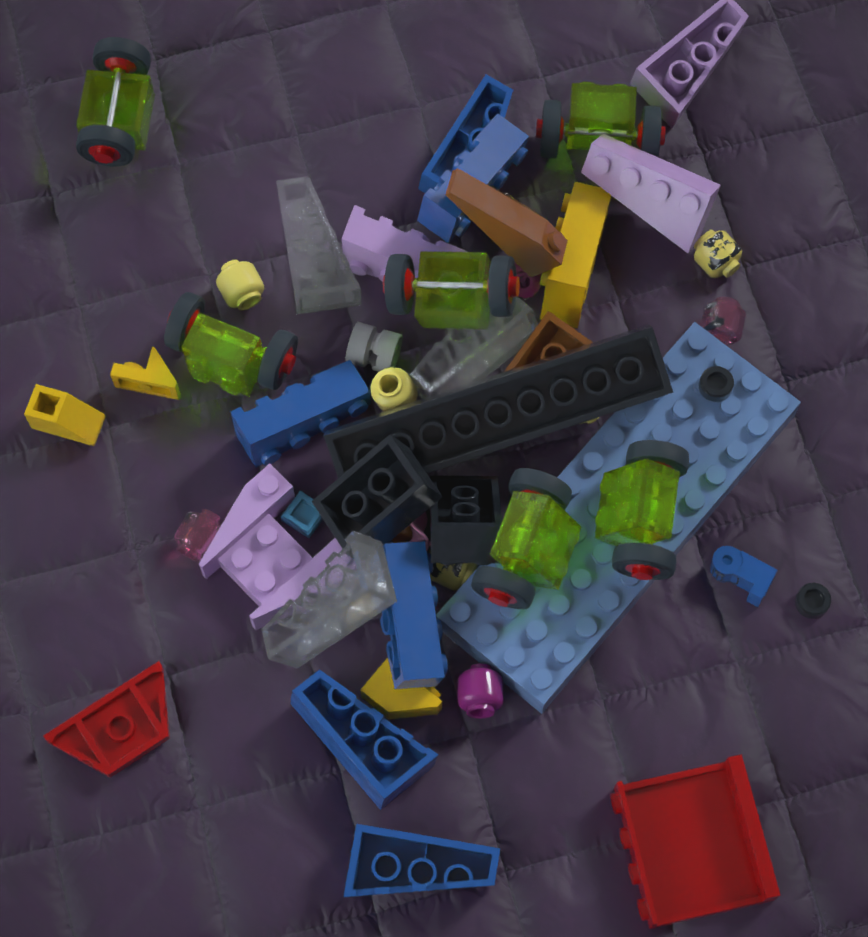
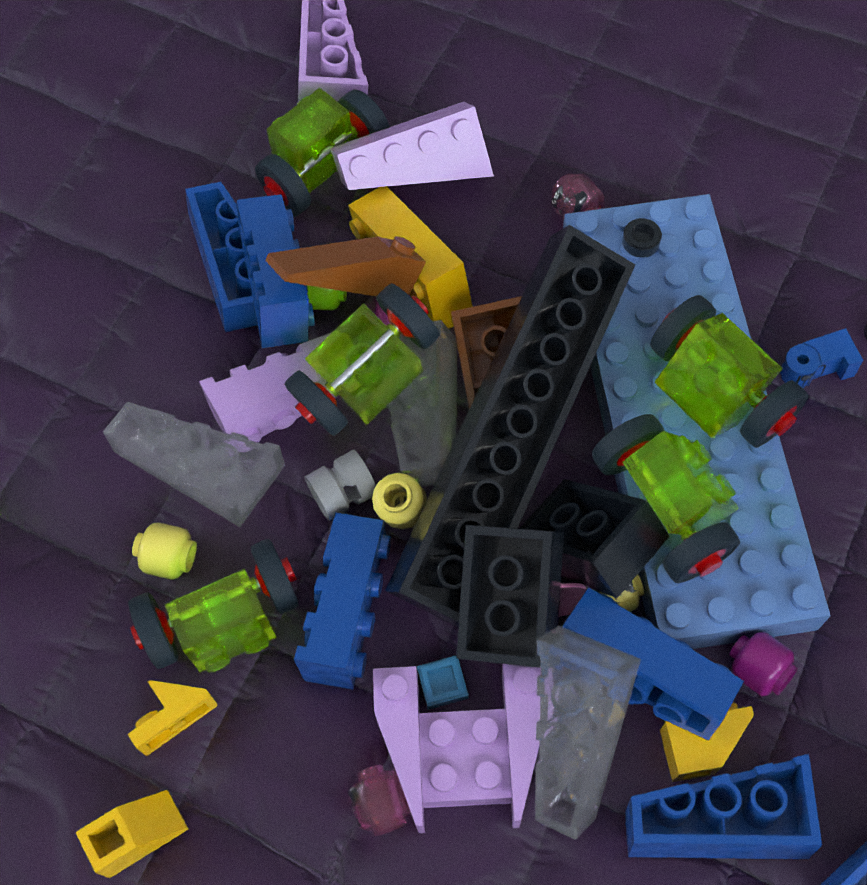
camera: 45 degrees left, 5 degrees down
(717, 254) = (512, 159): light yellow head -> none

